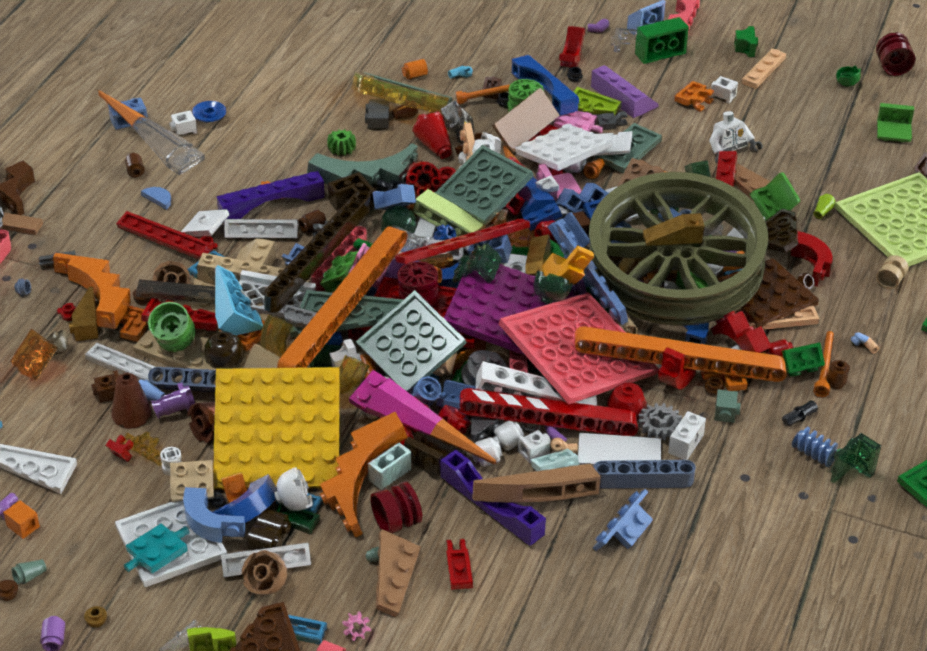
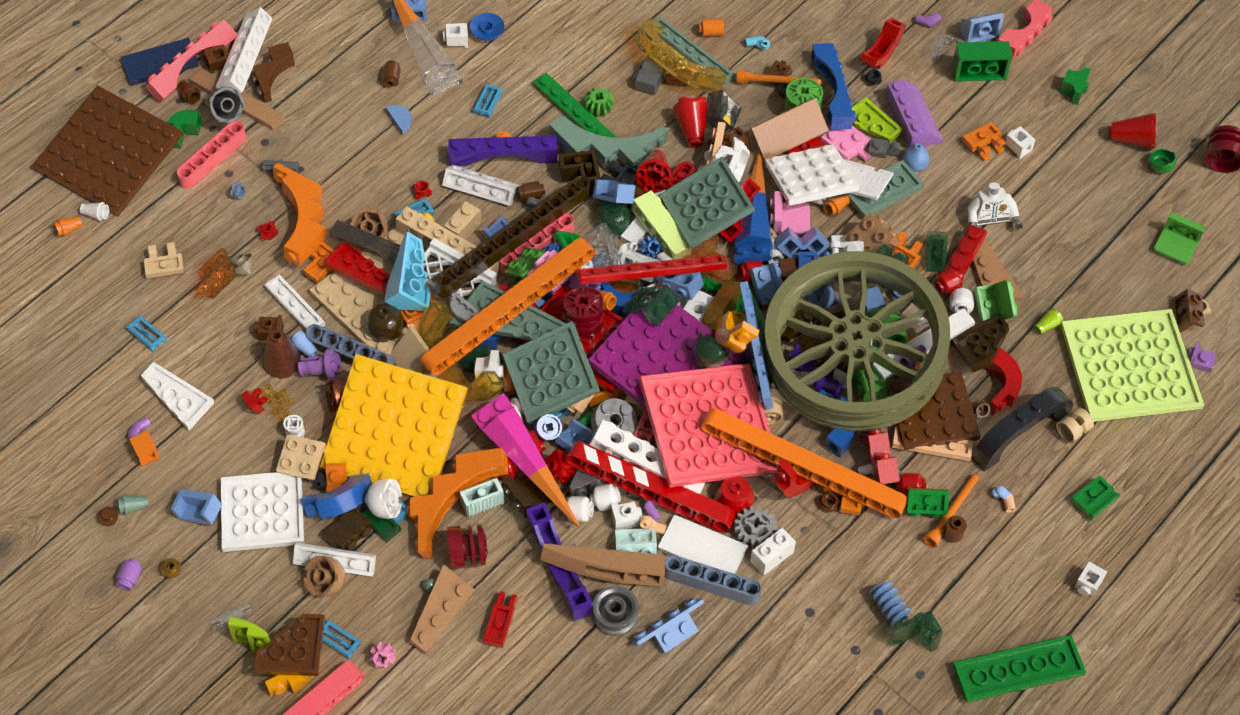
camera: 20 degrees right, 15 degrees up
(84, 318) = (273, 249): pearl gold slope -> none
(100, 552) = (196, 506): none -> medium blue panel
(156, 548) = (243, 518): teal plate -> none
(163, 235) = (386, 168): red tile -> none
(171, 326) = (333, 284): bright green wheel -> none
(205, 223) = (429, 164): white plate -> none
(208, 524) = (290, 491): medium blue arch -> none
(235, 174) = (484, 111): none -> dark azure tile
(304, 149) = (570, 106): none -> green plate
(547, 184) = (771, 219): white tile -> none
(567, 523) = (612, 622): none -> flat silver wheel
(644, 117) = (916, 157): none -> medium blue helmet
(678, 230) = (856, 328): pearl gold slope -> none
(726, 406) = (828, 530): sand green brick -> none
(763, 68) = (1078, 124): light nougat plate -> none
(800, 413) = (896, 560): black axle -> none
(816, 59) = (1135, 131): none -> red cone
(863, 260) = (1048, 402): none -> black arch

